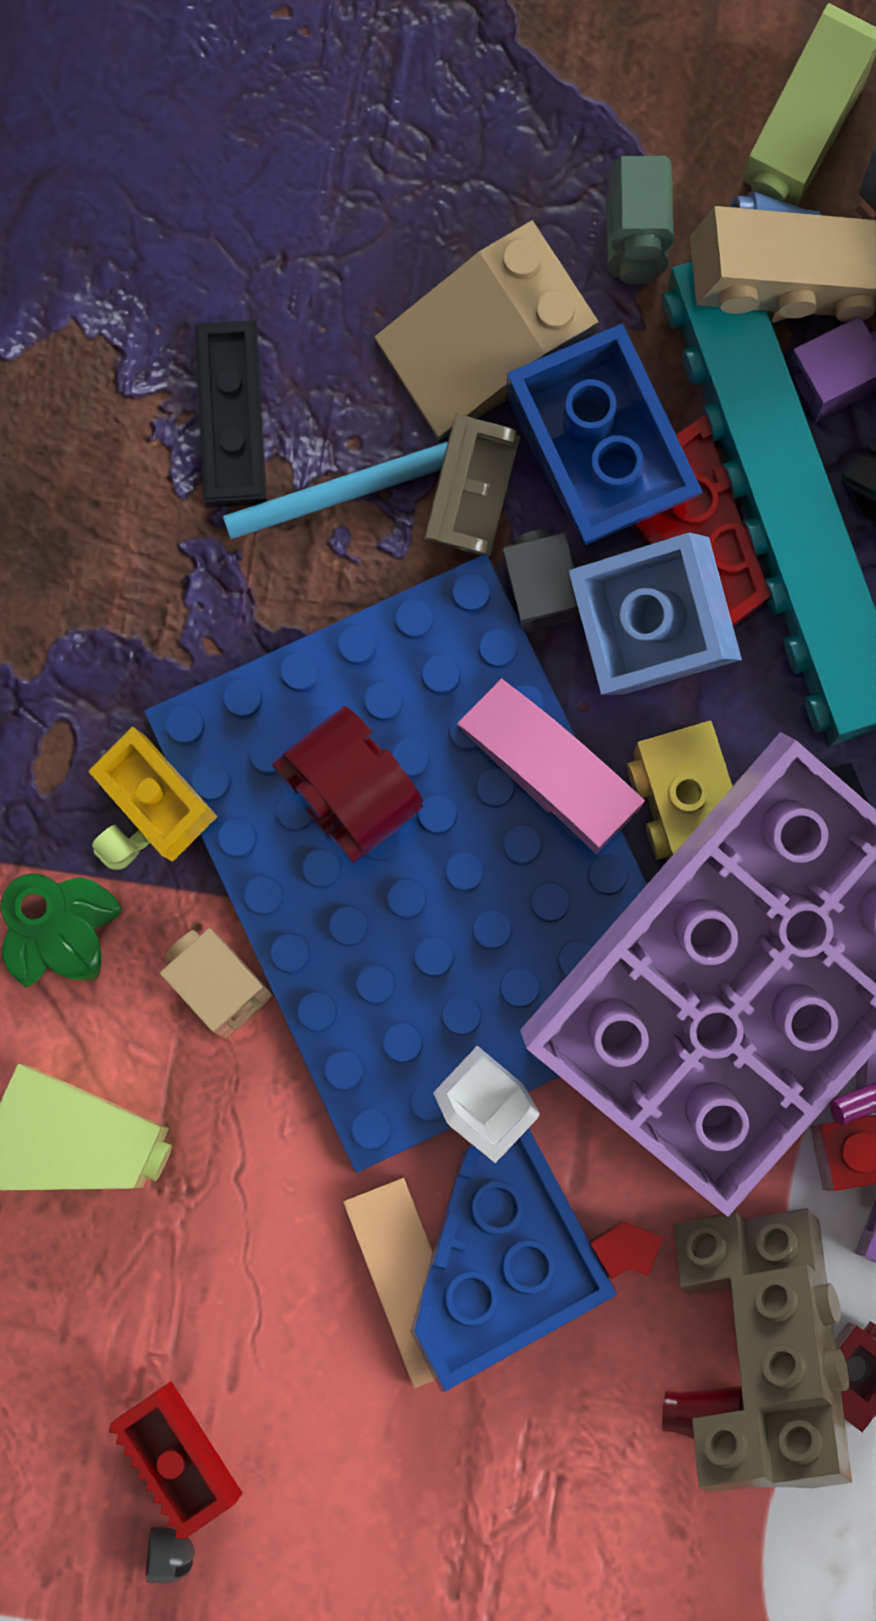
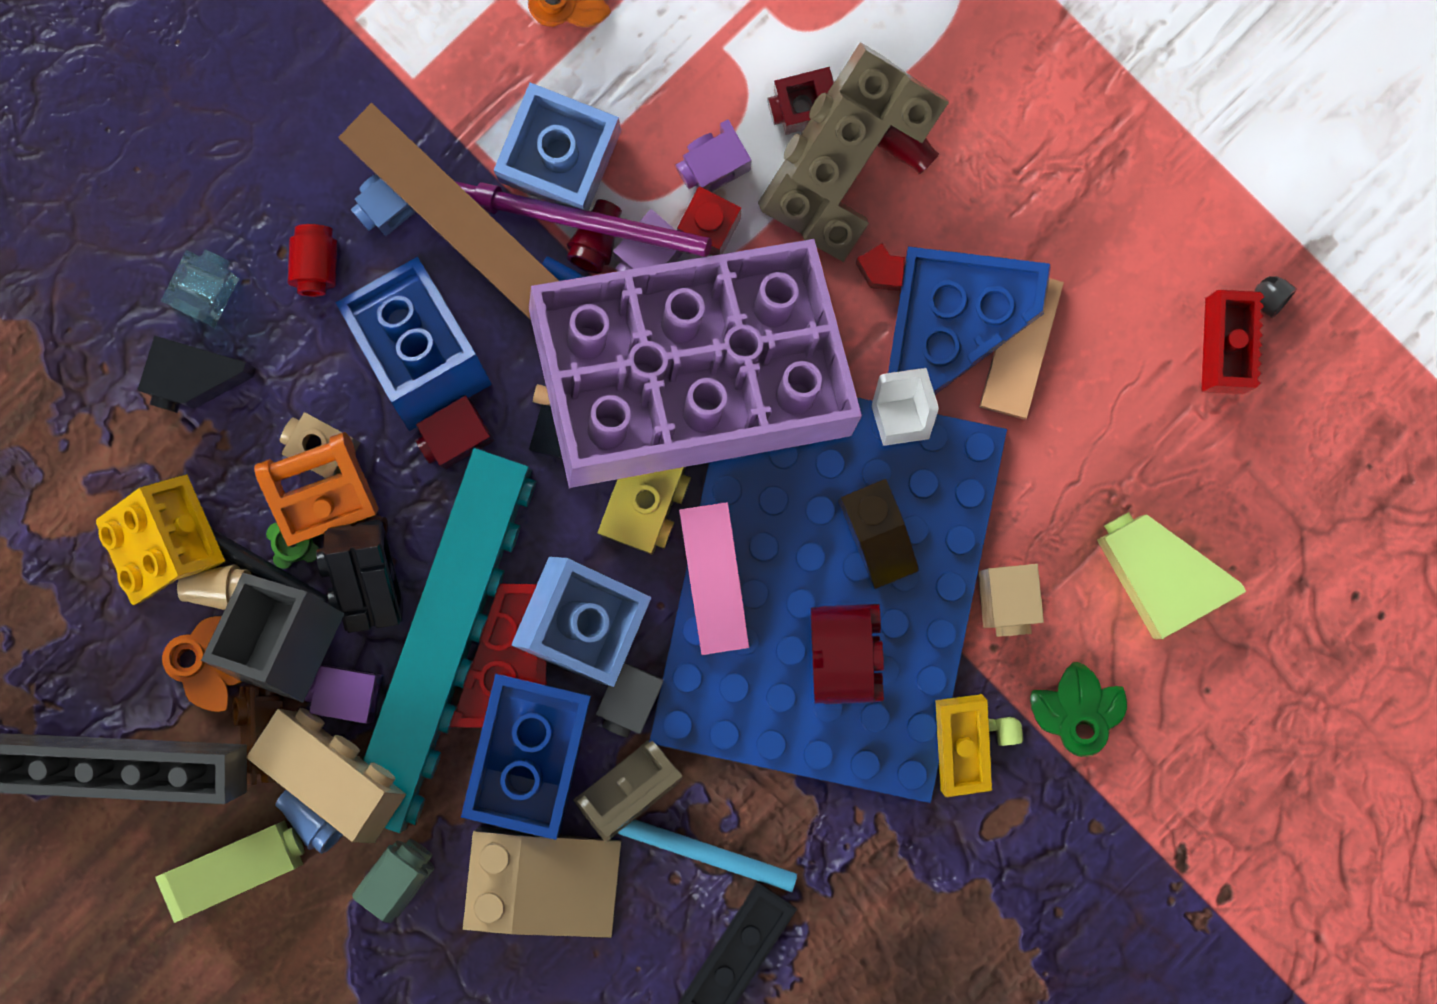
camera: 145 degrees left, 5 degrees up
(410, 945) = (879, 533): none -> dark brown slope

